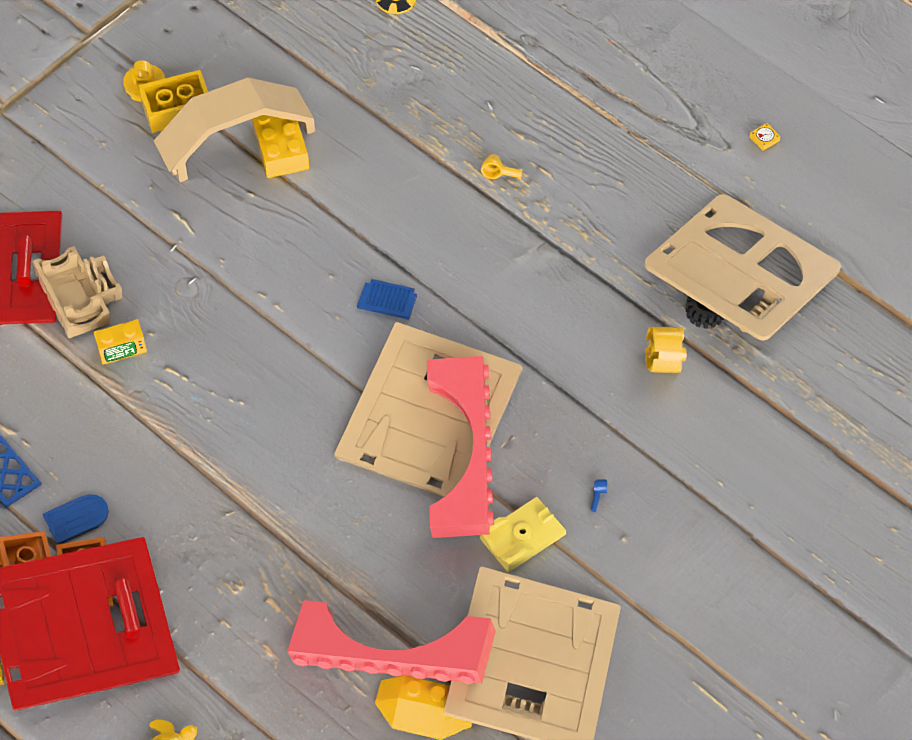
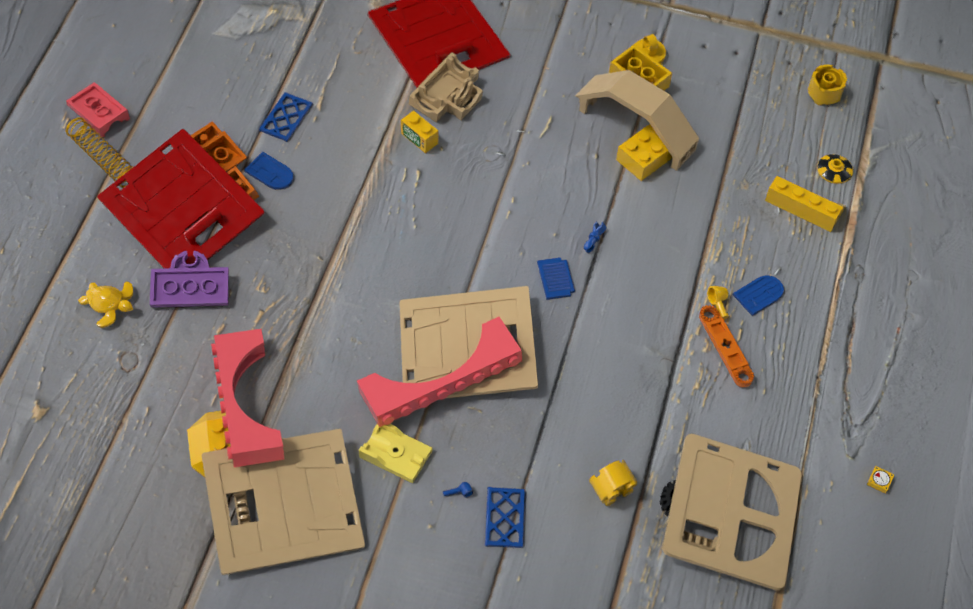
camera: 60 degrees right, 0 degrees up
(194, 655) = (189, 283): none -> medium lavender plate
(358, 241) = (594, 236): none -> blue piece
(429, 41) = (804, 203): none -> yellow wedge
(508, 132) = (759, 293): none -> blue window
(568, 187) = (732, 356): none -> orange piece
(644, 449) = (505, 493): none -> blue window

